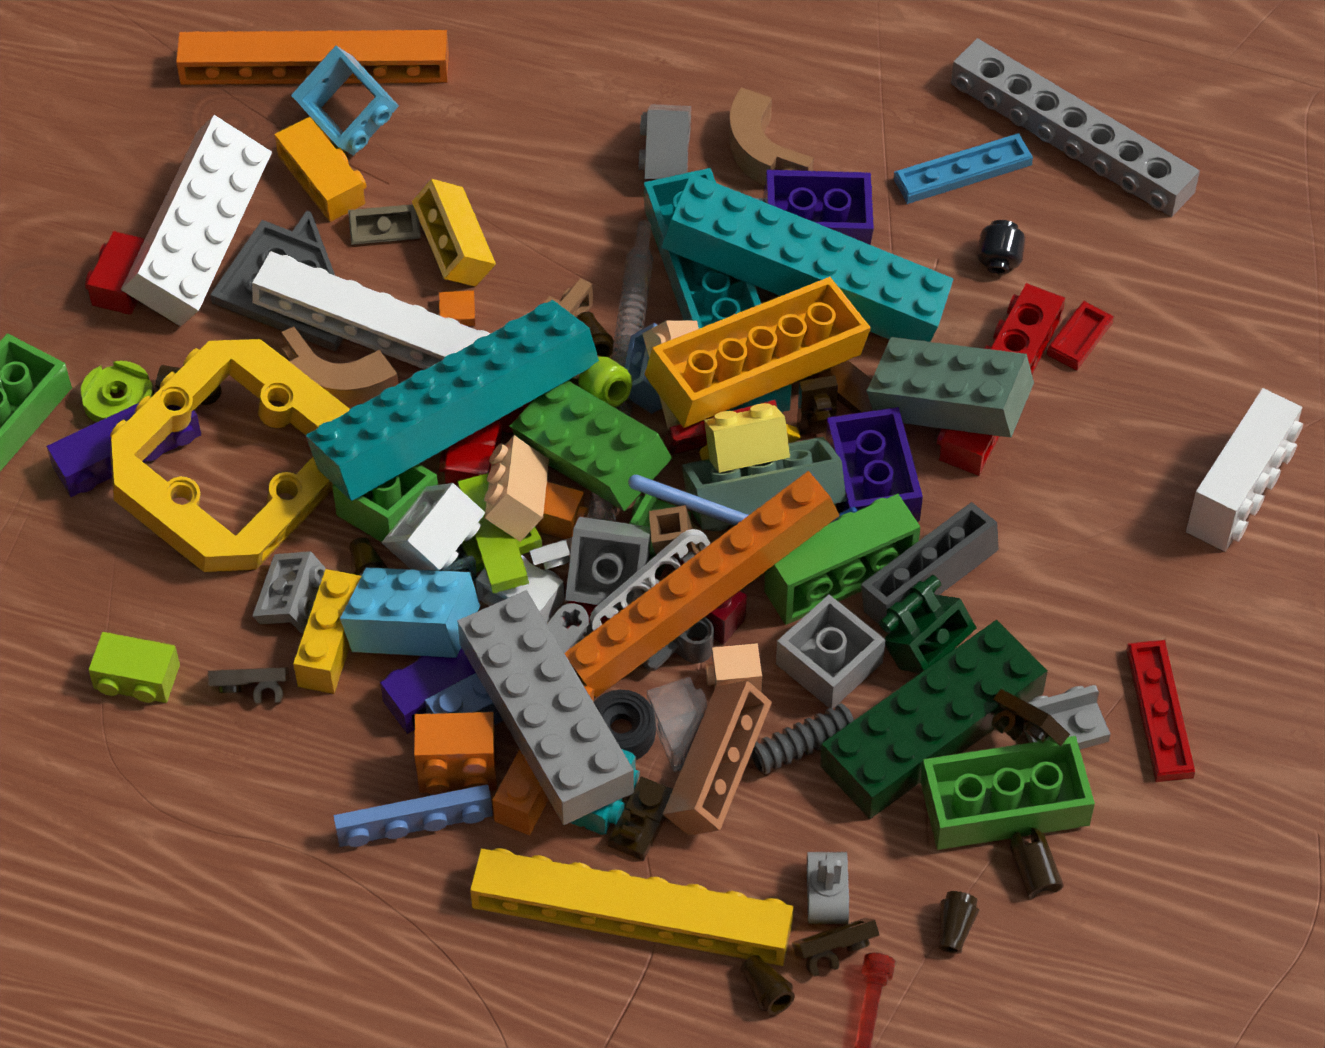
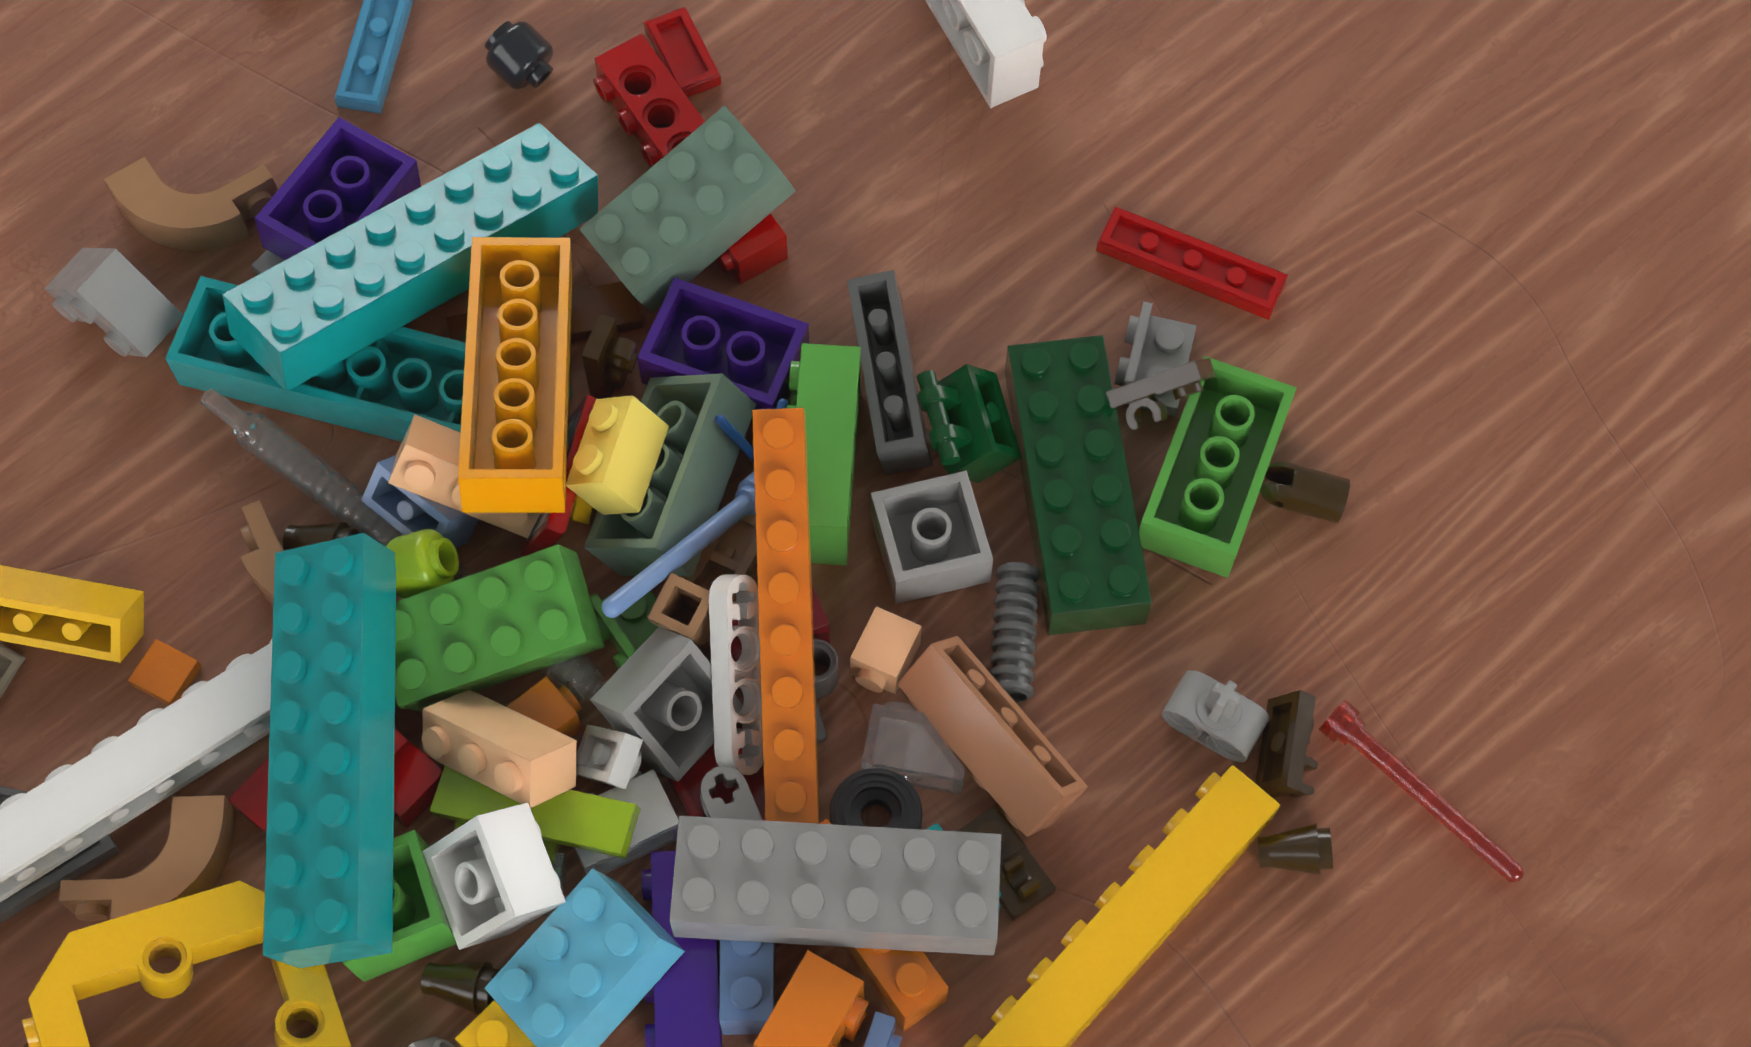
camera: 60 degrees left, 10 degrees up
(956, 920) = (1330, 609): dark brown cone -> none

